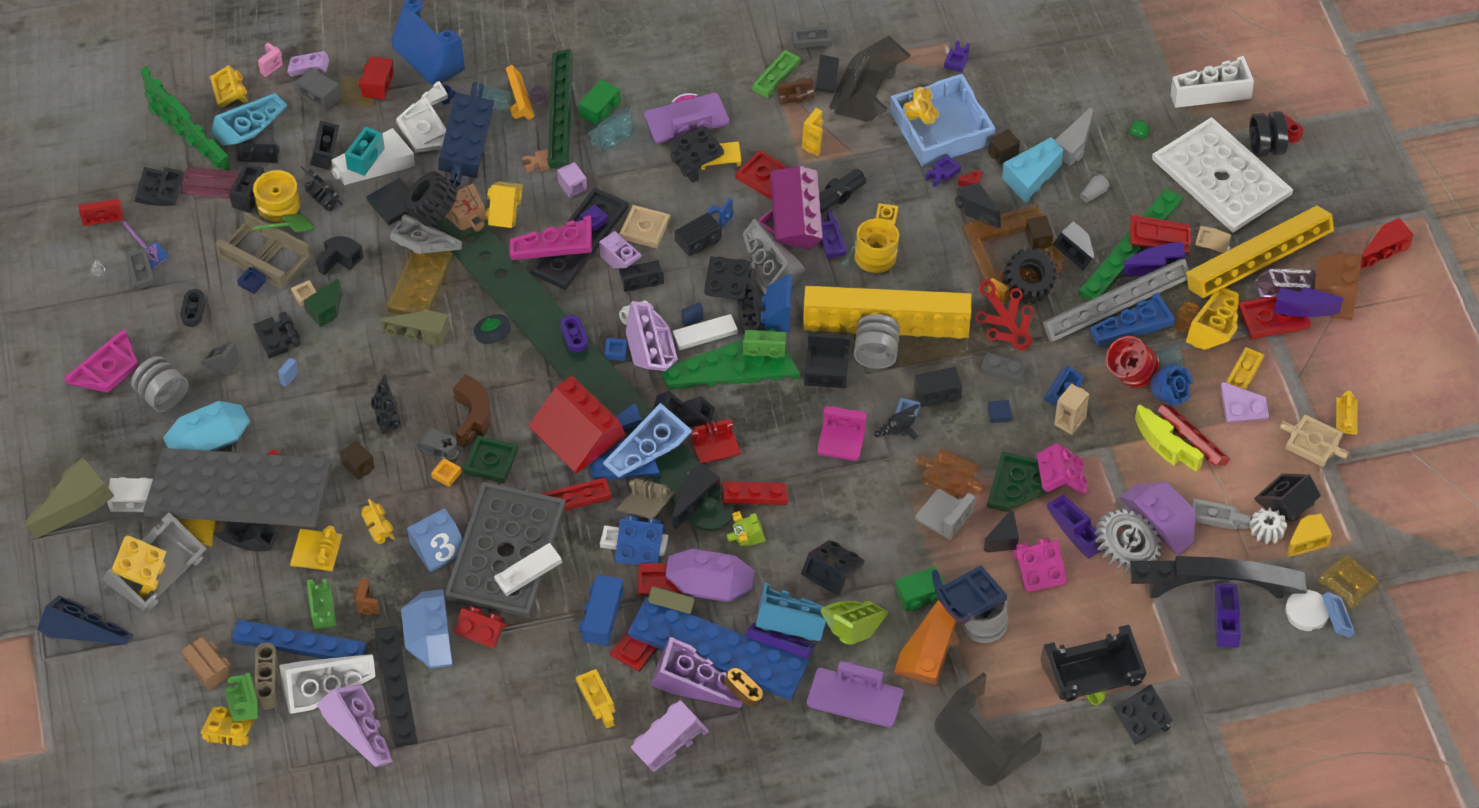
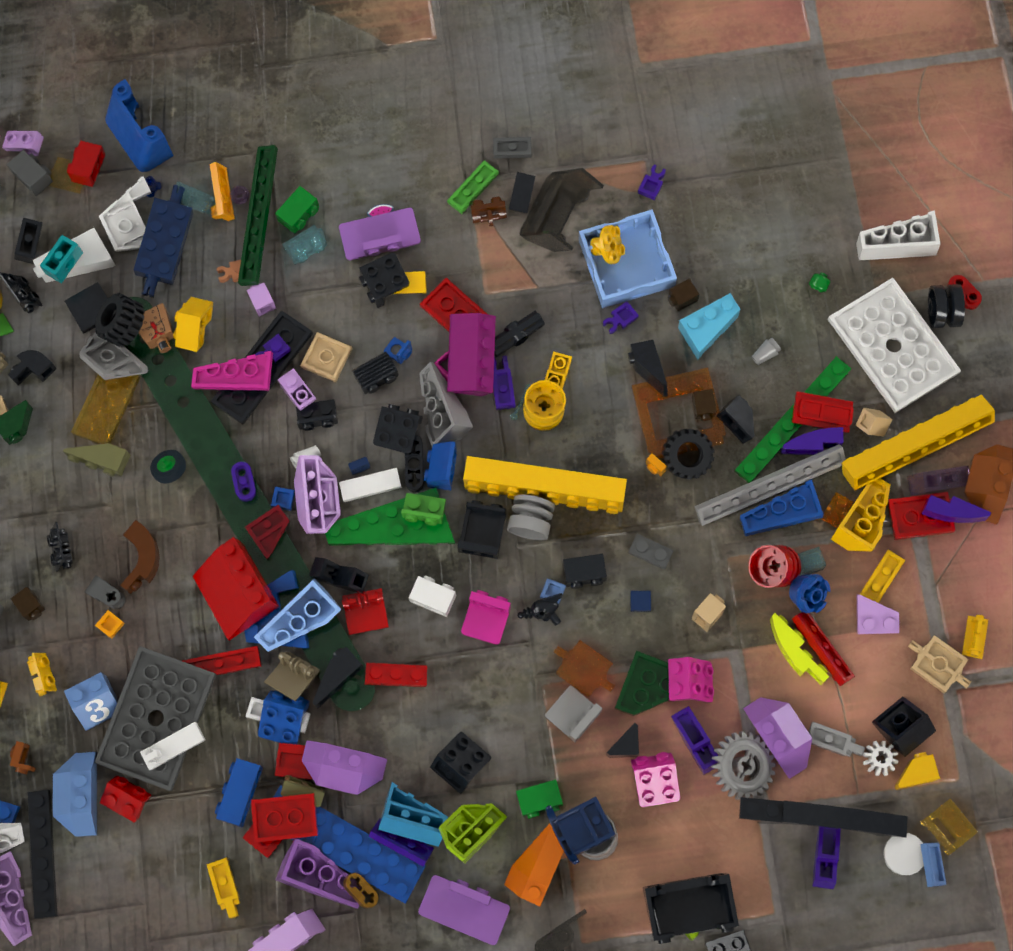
camera: 10 degrees right, 20 degrees up
(490, 459) = (152, 613): dark green plate -> none
(605, 373) = (268, 530): none -> dark red wing
(655, 620) = (284, 817): none -> red plate
(746, 530) = (383, 717): lime piece -> none
(783, 421) = (432, 595): none -> white brick
(813, 132) = (497, 266): yellow bracket -> none
(970, 178) = (647, 328): red tile -> none
(1007, 318) = (660, 499): red plant -> none
(1063, 380) = (705, 578): blue slope -> none
(1075, 137) = (752, 294): light grey slope -> none

